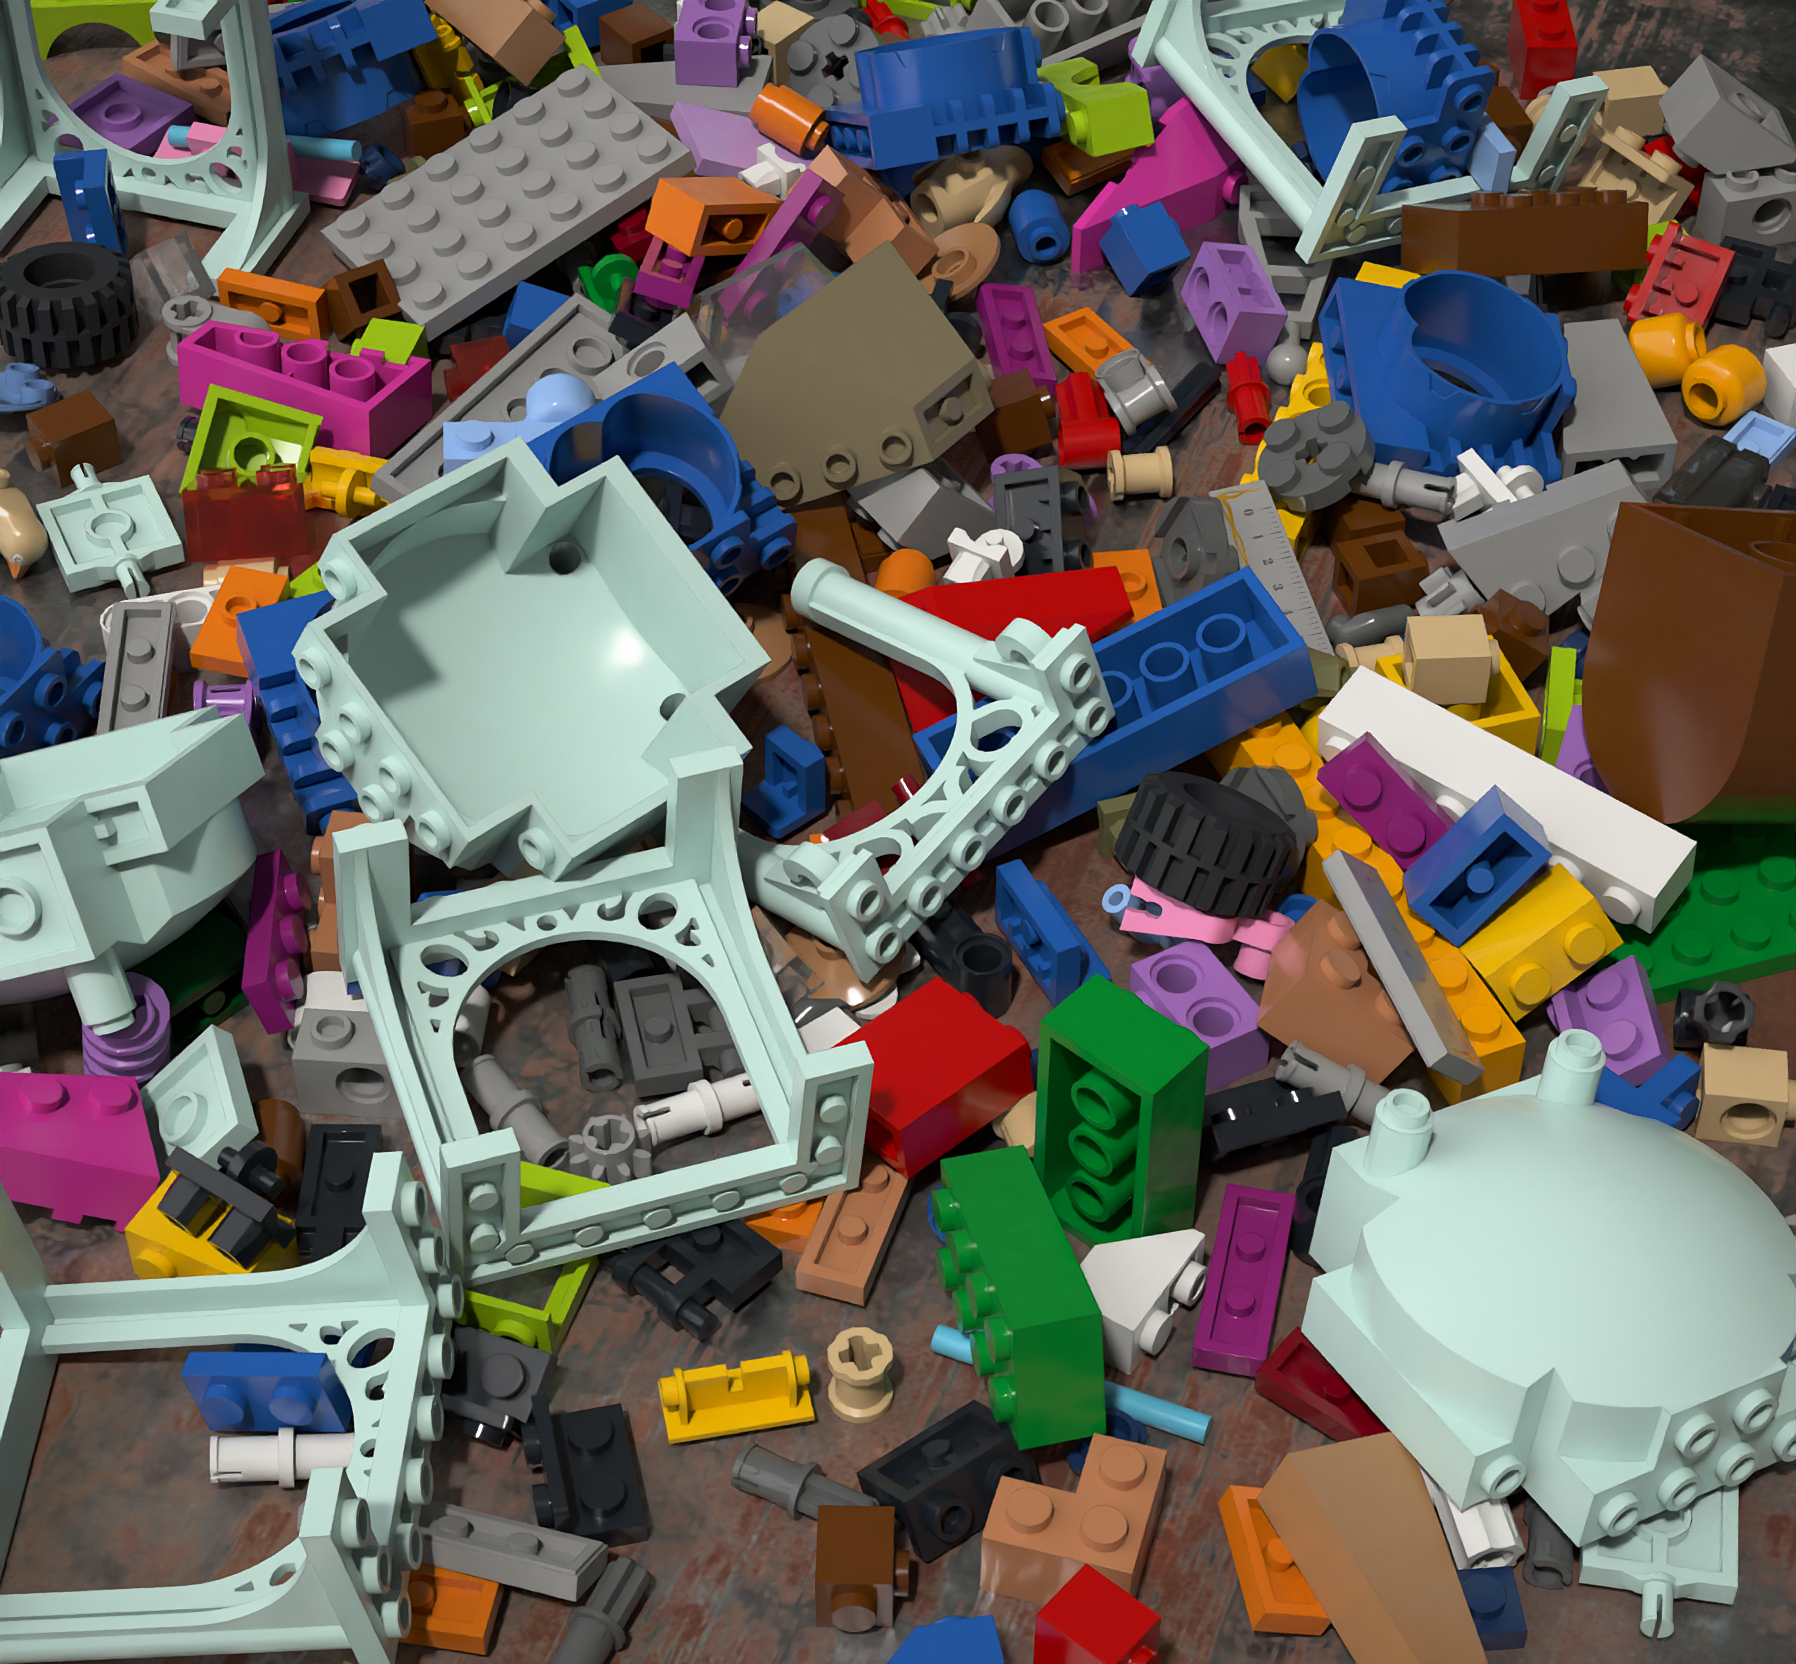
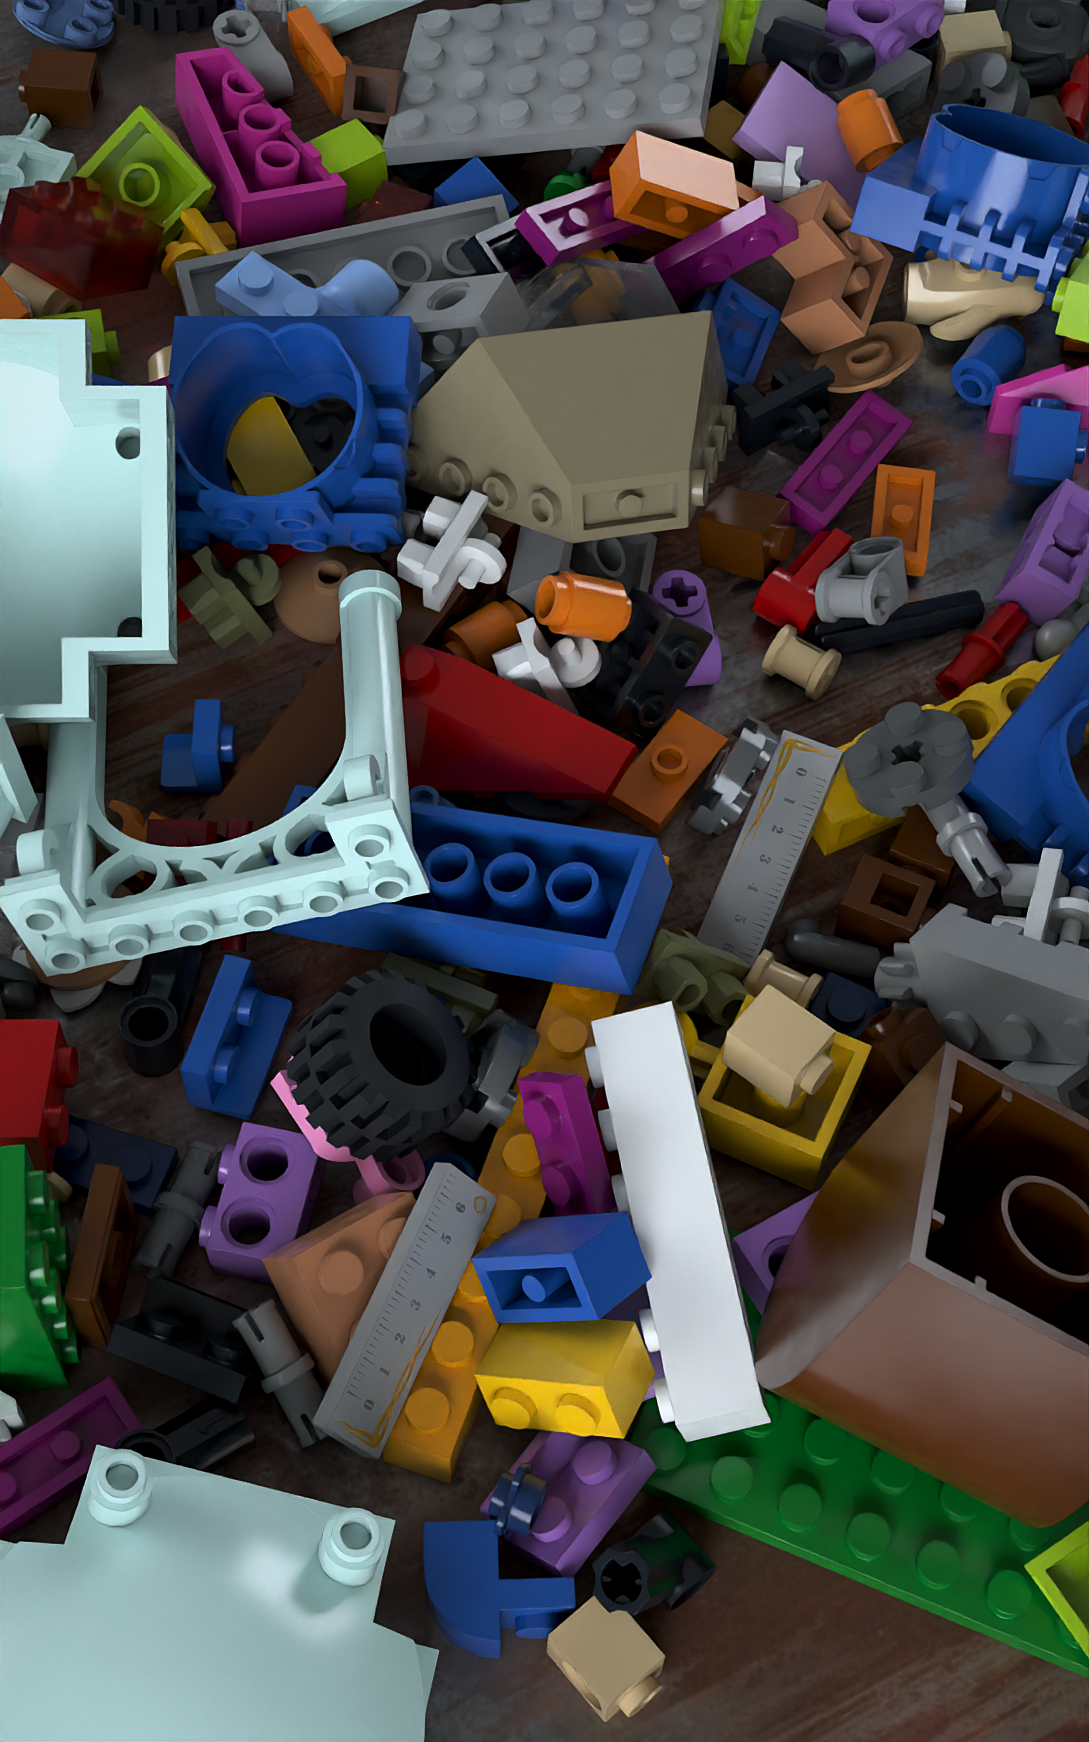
camera: 40 degrees right, 15 degrees up
(692, 84) = (817, 52): none -> black piece
(835, 529) = (462, 555): none -> white hips
(981, 501) = (583, 606): none -> orange brick
(1604, 1021) = (518, 1500): none -> dark blue plate

